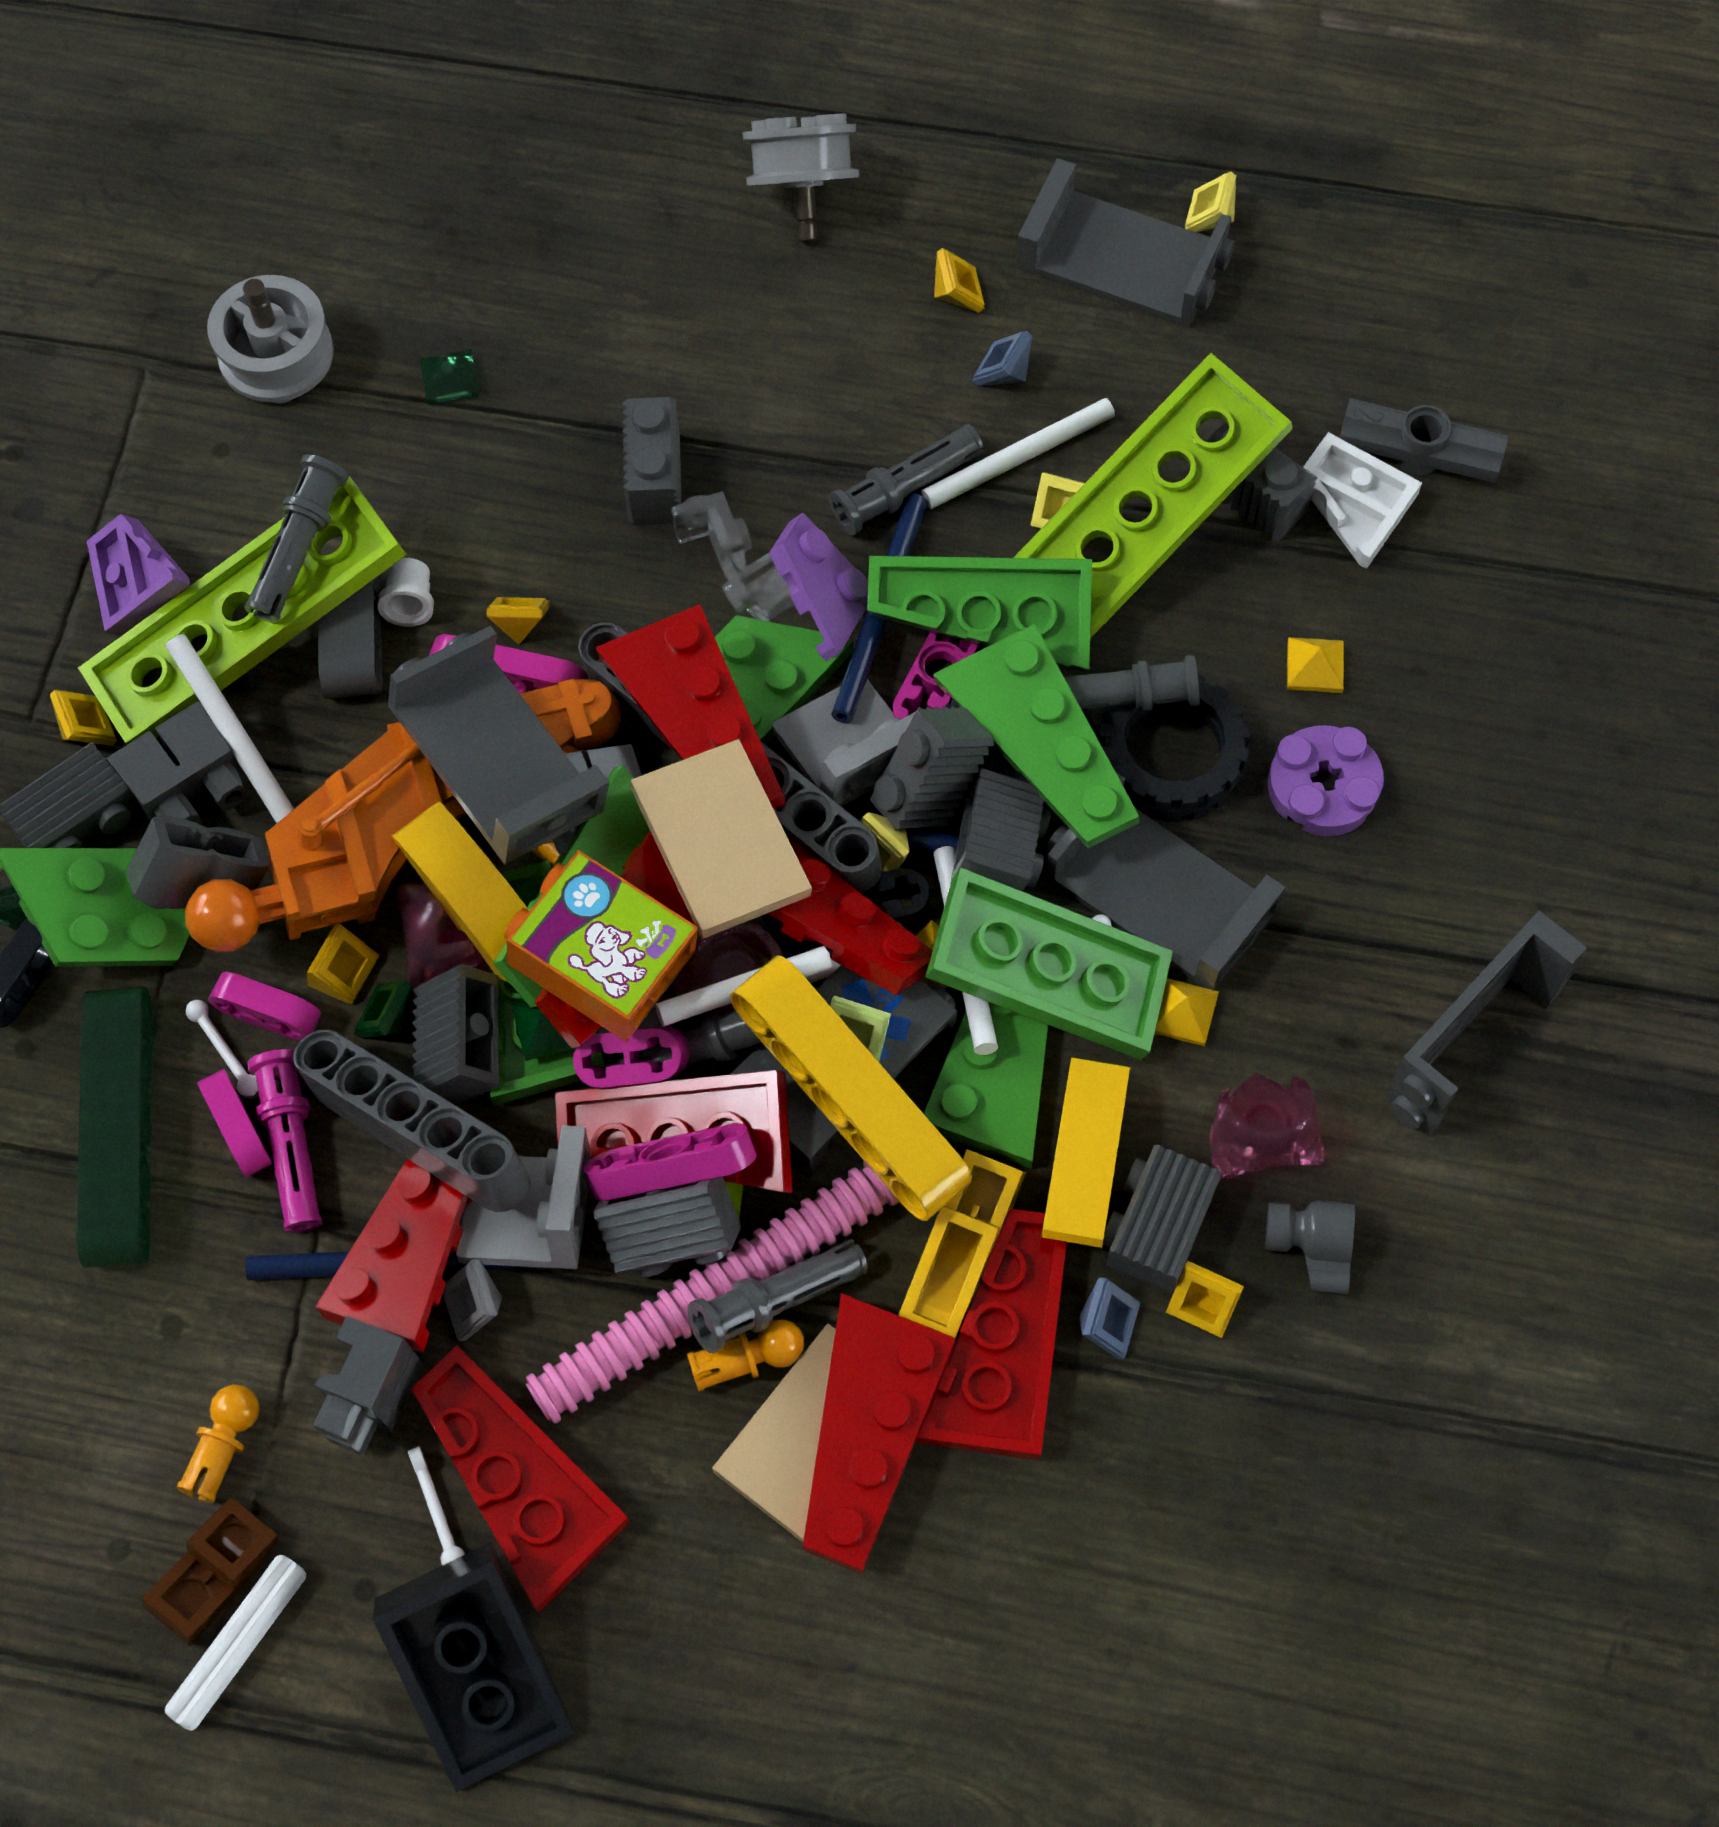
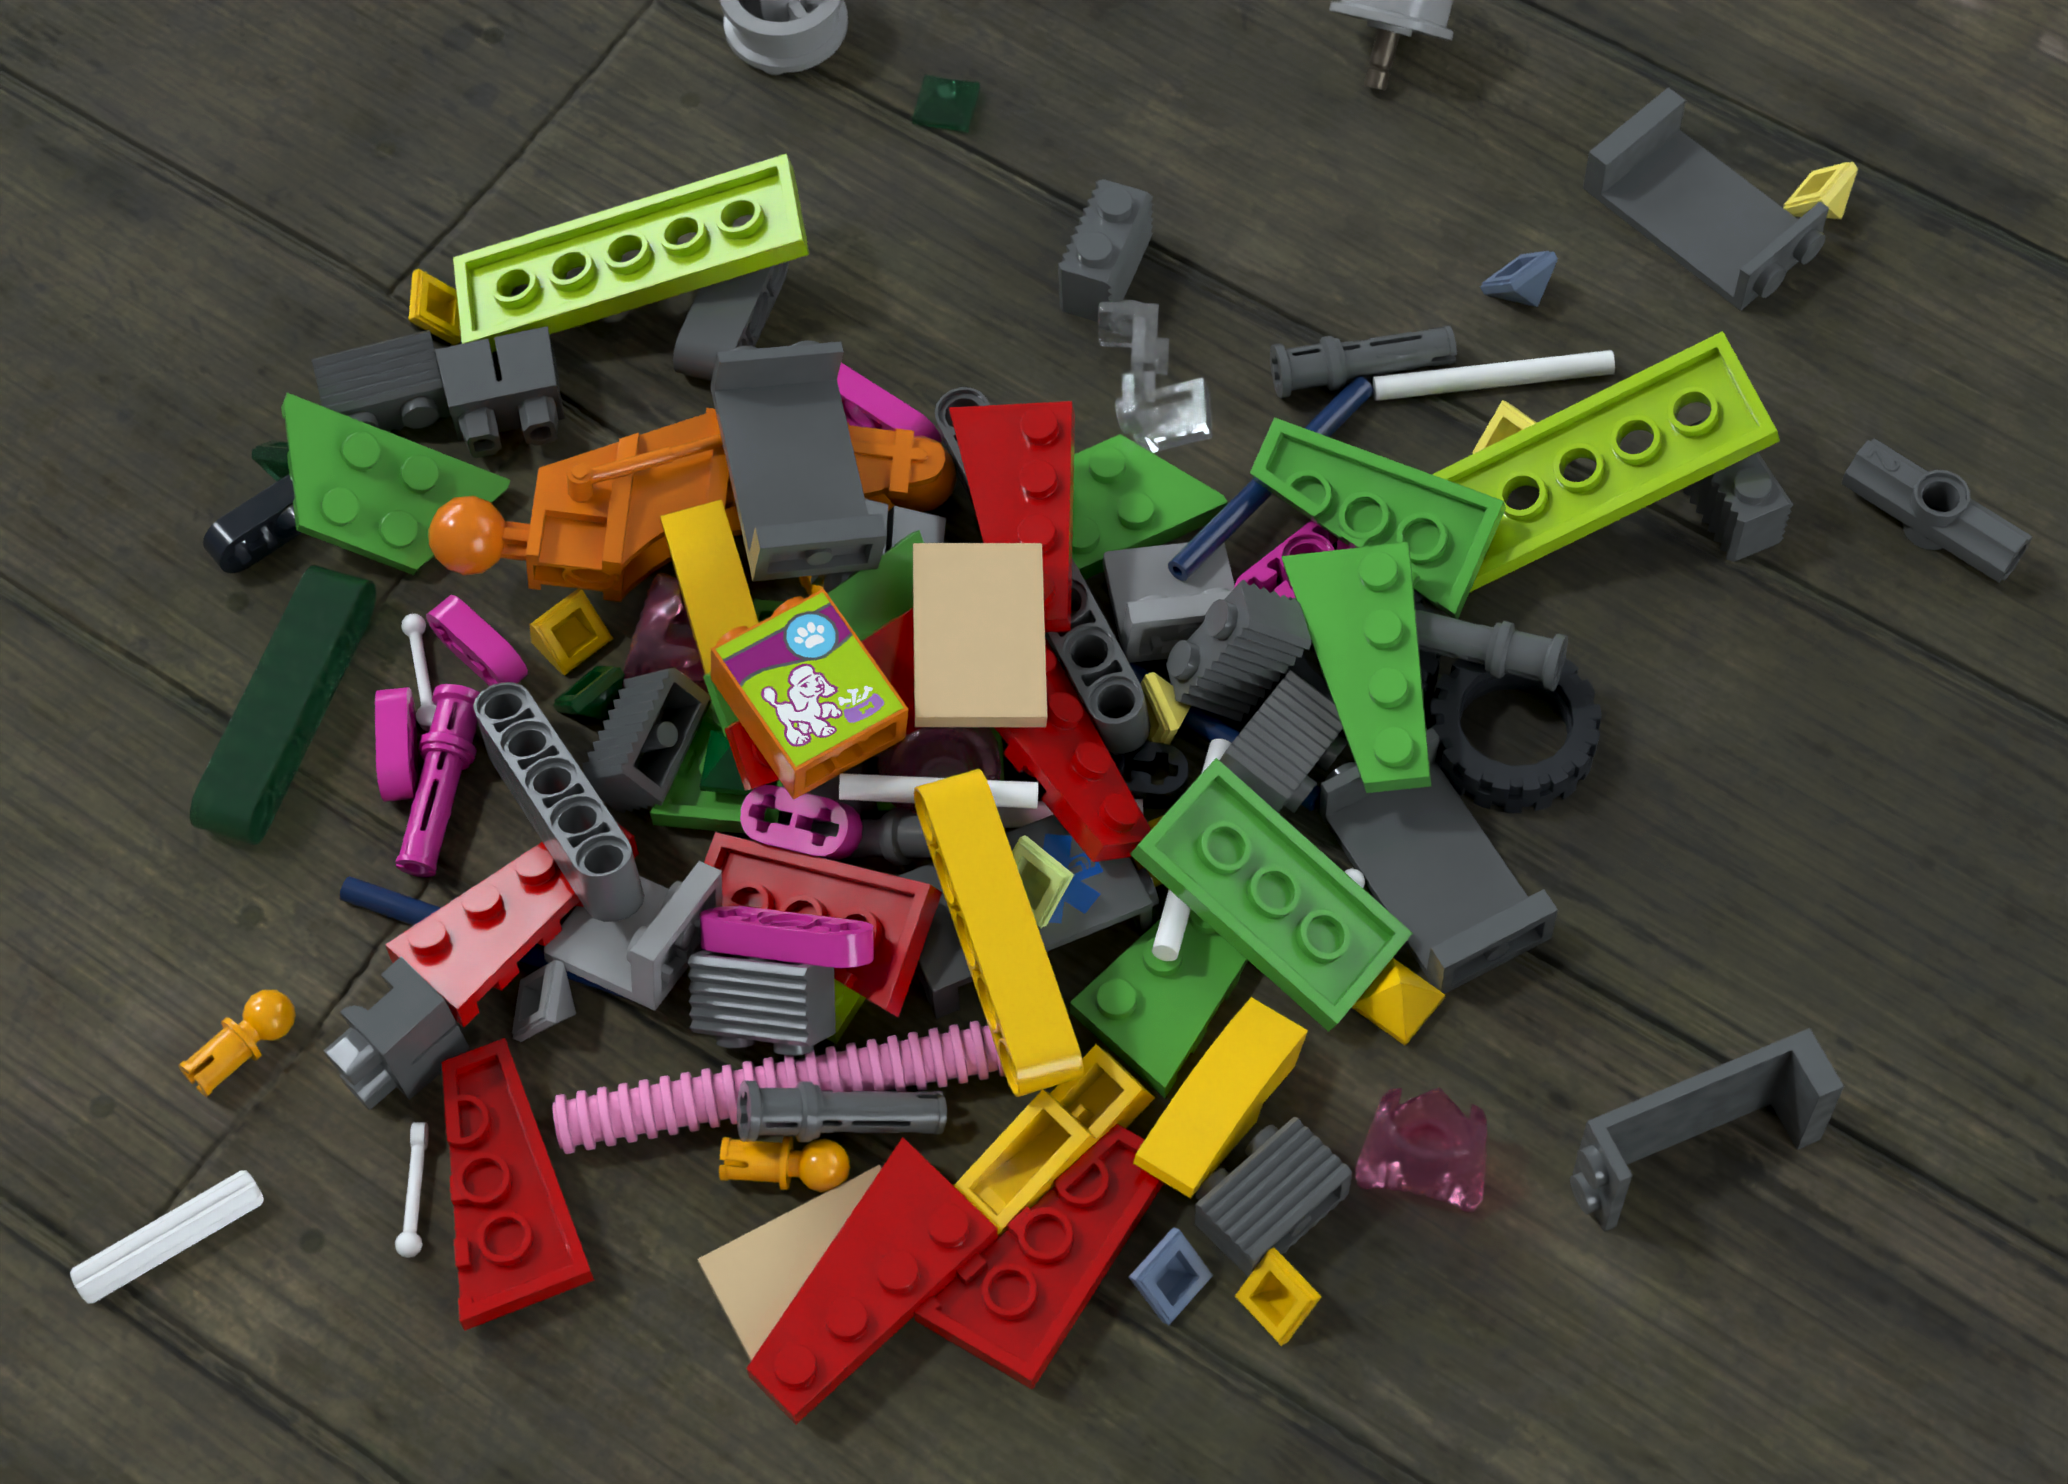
camera: 25 degrees right, 5 degrees down
(131, 574) = (544, 184): medium lavender wing -> none
(183, 855) = (459, 462): dark grey brick -> none
(211, 1572) = (173, 1164): reddish brown slope -> none
(229, 727) = (564, 354): white bar -> none
(303, 517) = (724, 179): dark grey pin -> none
(406, 594) = (800, 299): white piece -> none
(472, 1666) = (374, 1352): black slope -> none
(517, 615) = (901, 358): yellow slope -> none
(820, 582) = (1214, 428): medium lavender wing -> none
(957, 282) = (1510, 180): yellow slope -> none
(1315, 665) = (1710, 702): yellow slope -> none
(1324, 1235) = (1436, 1281): dark grey piece -> none
(1333, 750) = (1671, 788): medium lavender plate -> none
(1359, 495) = (1839, 543): white wing -> none

